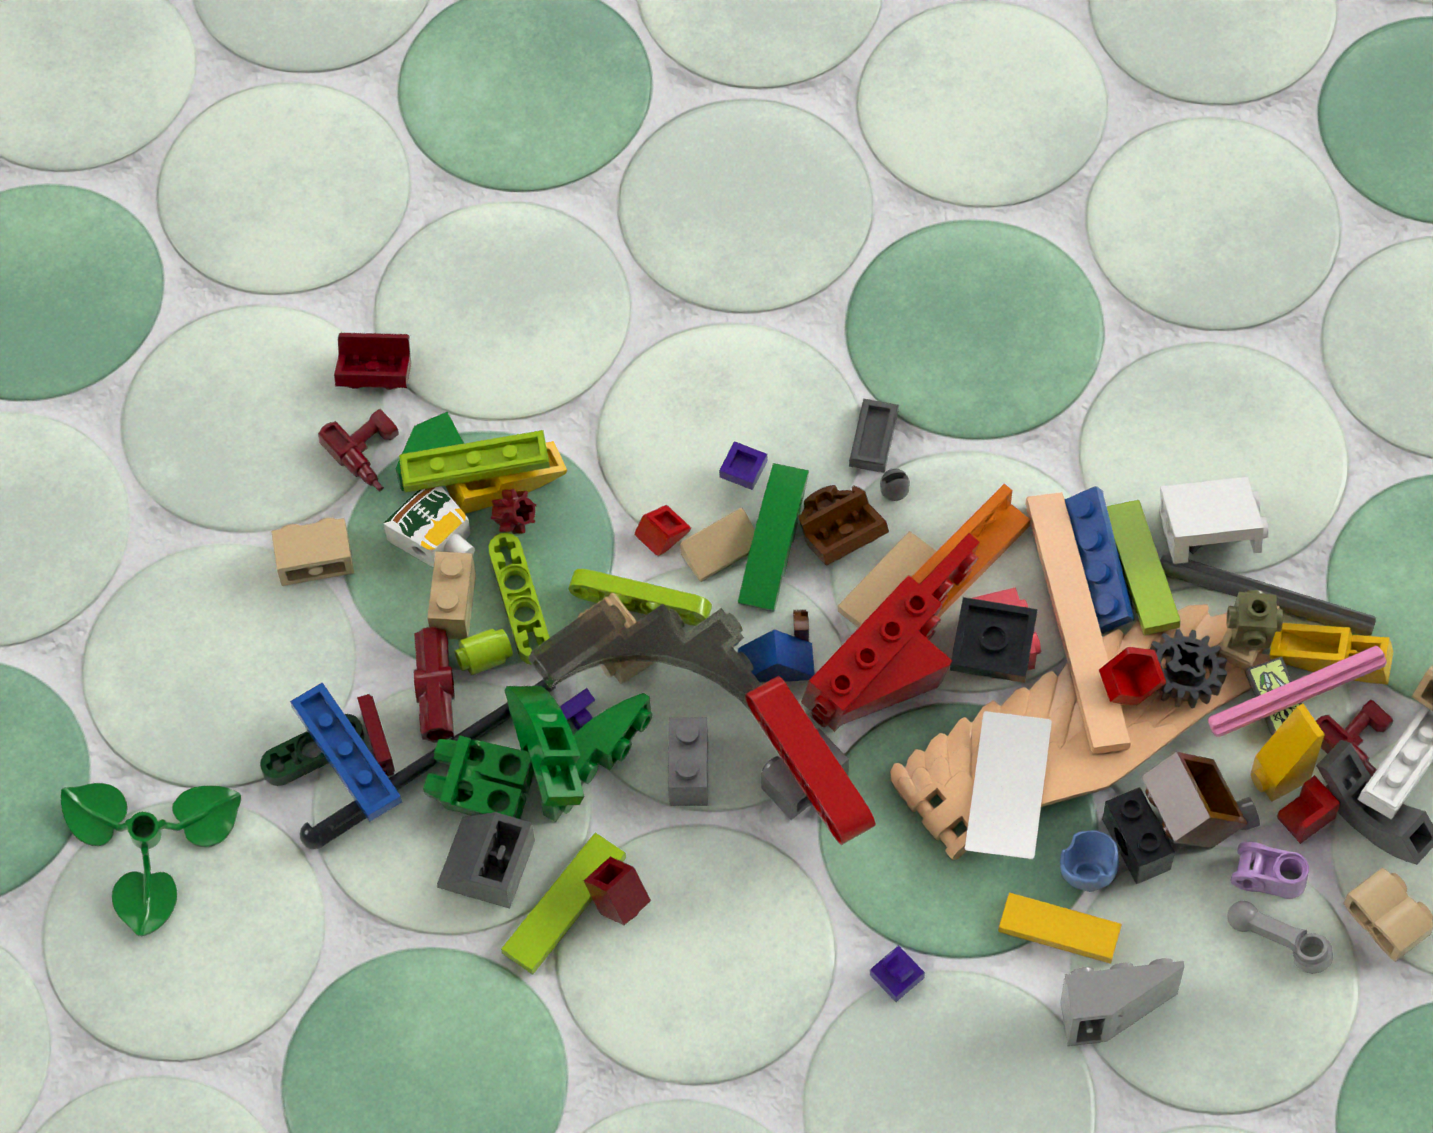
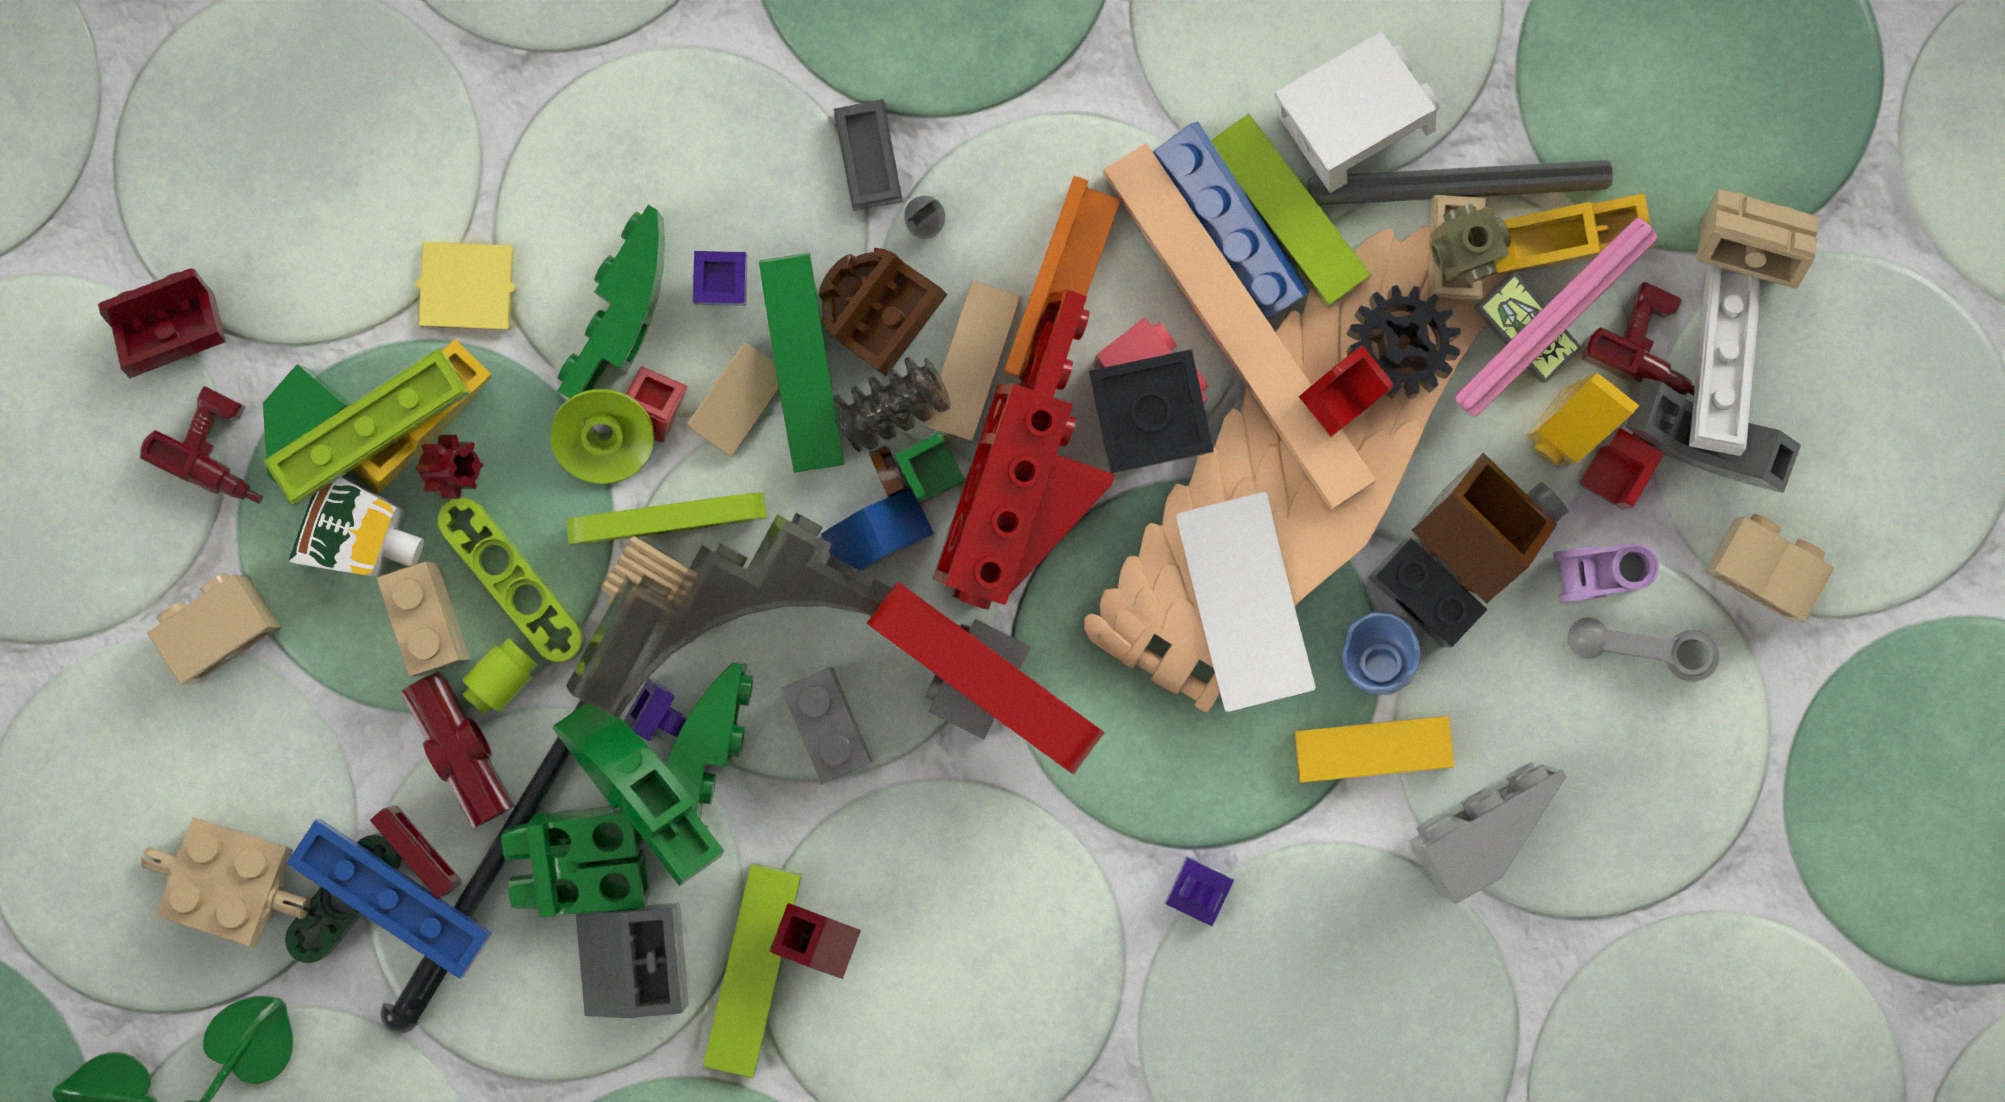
camera: 25 degrees left, 25 degrees up
(240, 706) = (224, 882): none -> tan plate
(575, 416) = (466, 285): none -> light yellow piece
(603, 534) = (597, 455): none -> lime dish
(679, 457) = (632, 289): none -> green slope
(821, 579) = (891, 404): none -> clear smoke piece
(828, 628) = (929, 467): none -> green panel

